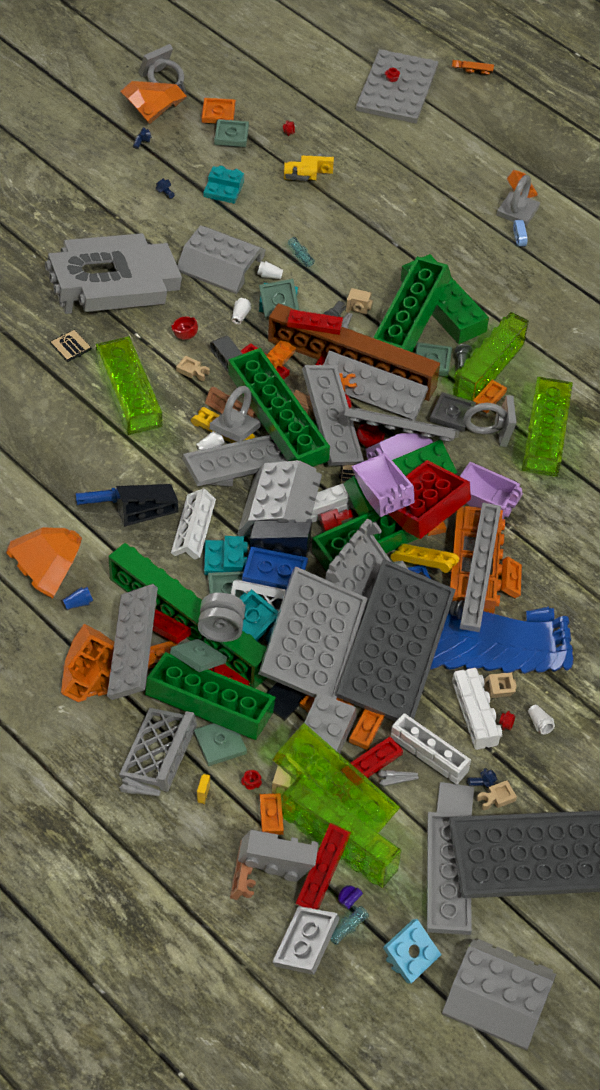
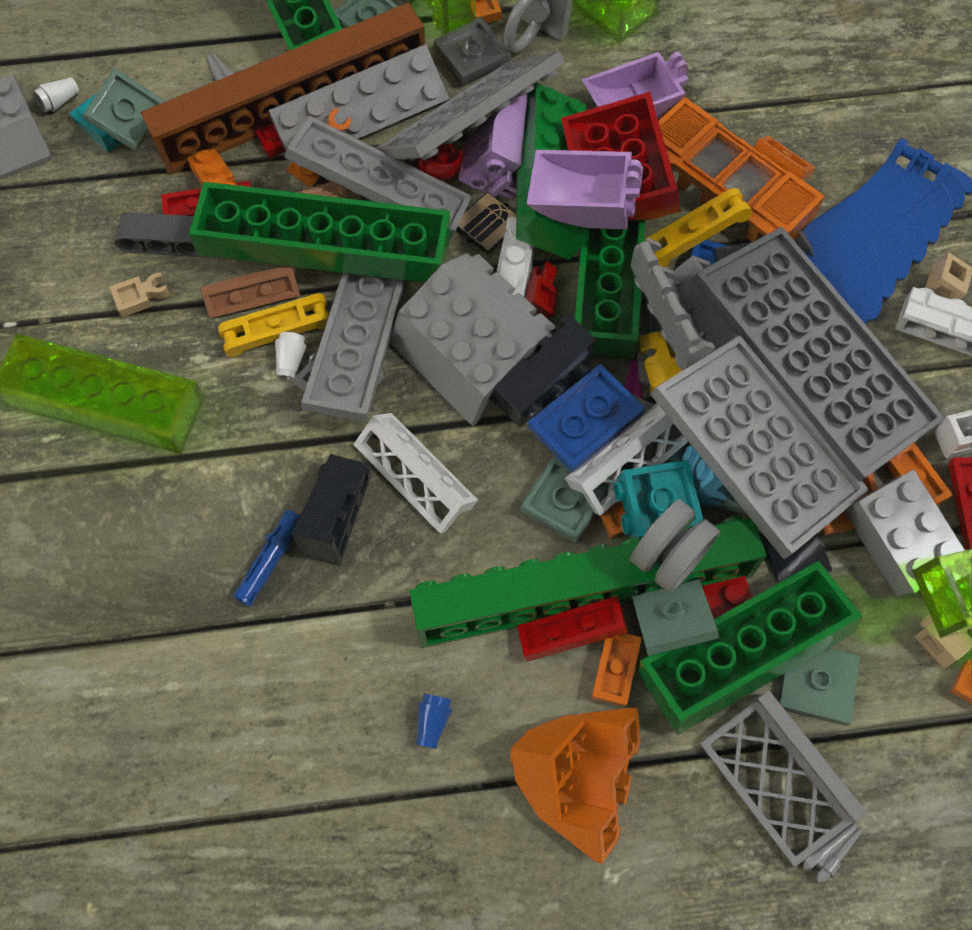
camera: 50 degrees left, 15 degrees up
(45, 556) = (326, 721): orange brick -> none
(132, 642) = (600, 699): light grey plate -> none
(185, 328) = (59, 255): red hair -> none
(203, 788) = (898, 761): yellow tile -> none
(225, 555) = (502, 465): teal plate -> none
(236, 423) = (290, 301): light grey tile -> none
(241, 309) = (90, 169): white cone -> none
(251, 775) = (923, 679): red plate -> none
(301, 252) = (58, 39): clear light blue pin -> none
(315, 322) = (216, 90): red plate -> none
(336, 310) = (199, 71): dark grey pin -> none
(359, 301) = (205, 30): tan brick -> none
(480, 567) = (769, 176): light grey plate -> none
(540, 615) = (866, 164): blue cone -> none

